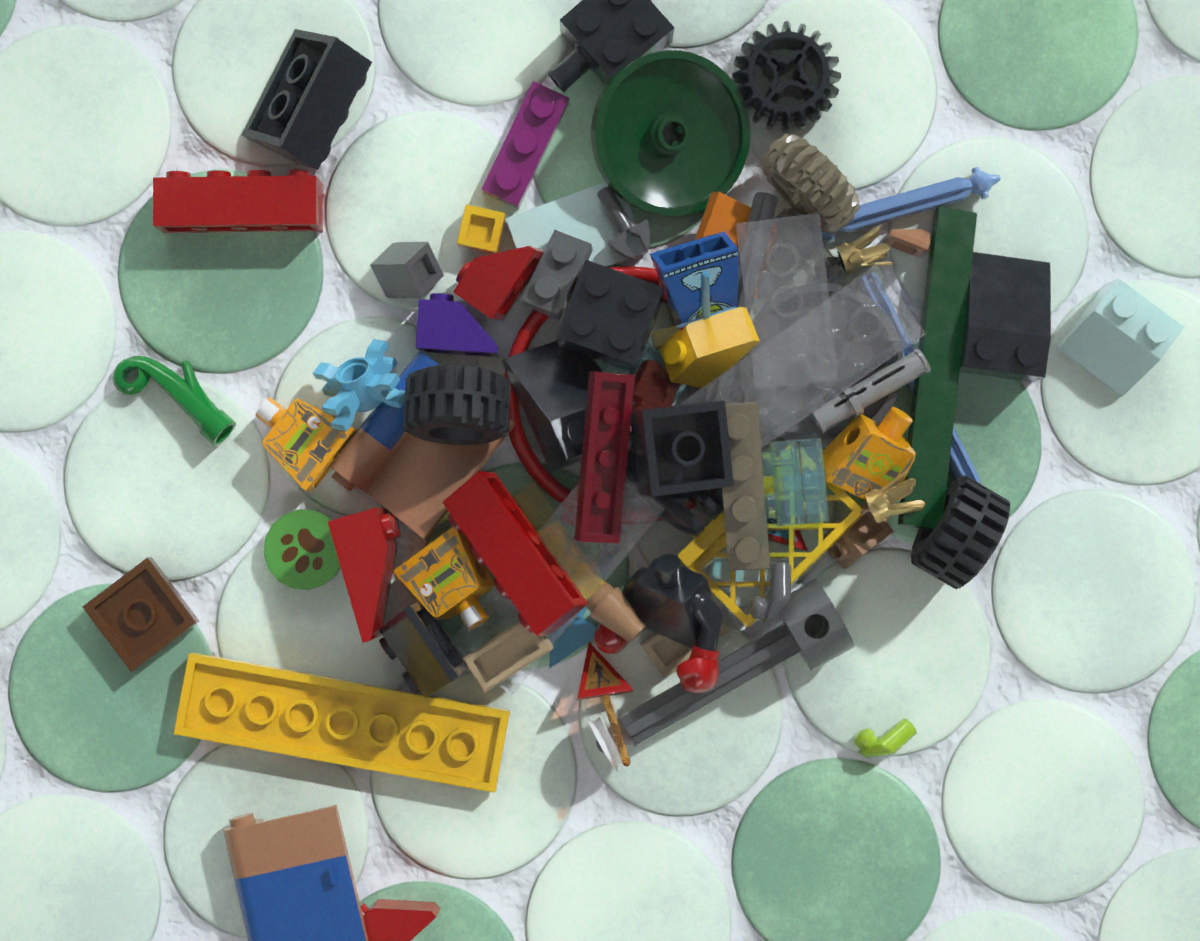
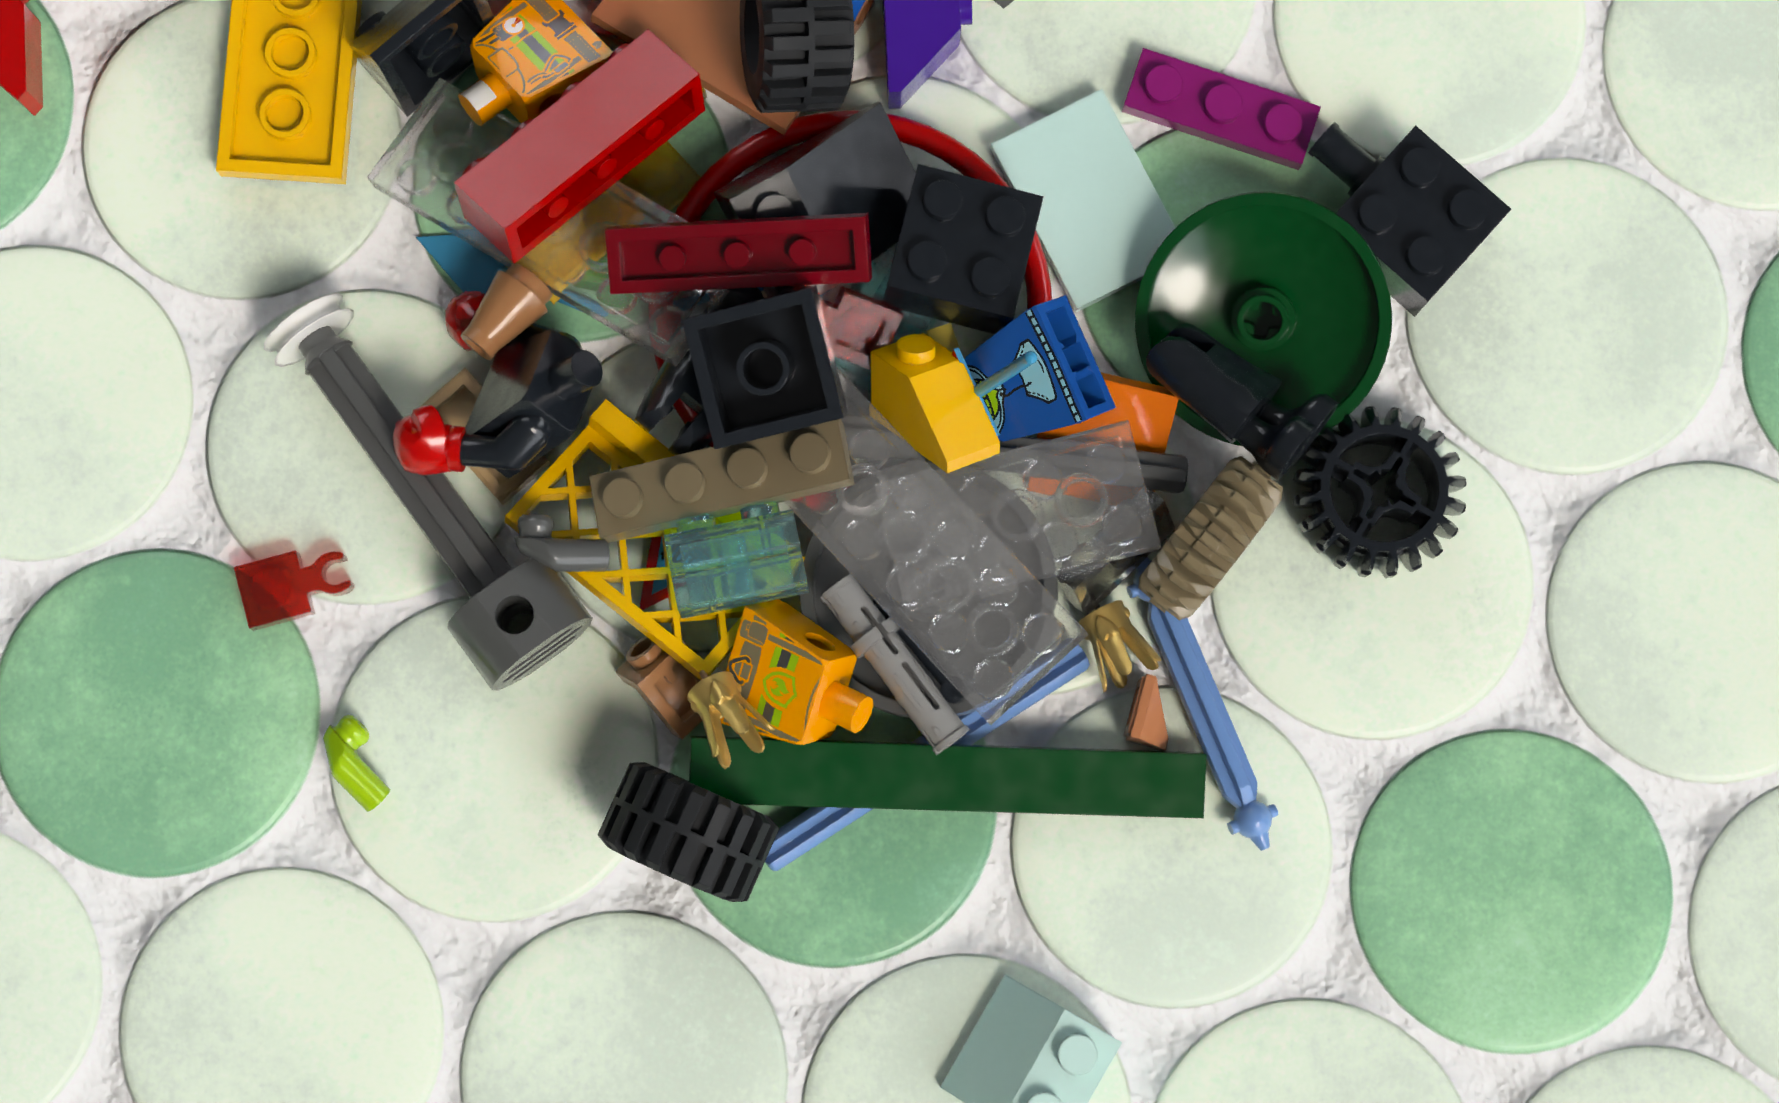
camera: 80 degrees right, 5 degrees down
(481, 229) = (1080, 54): yellow plate -> none
(497, 280) = (1001, 84): red slope -> none
(506, 655) = (423, 157): tan tile -> none
(556, 274) = (1025, 165): dark grey plate -> none
(602, 680) = (403, 311): piece -> none
(623, 224) = (1112, 266): dark grey bar -> none
(724, 154) = (1237, 398): none -> black piece
(768, 774) = (282, 588): none -> clear red plate
(1007, 318) = (1044, 878): black slope -> none

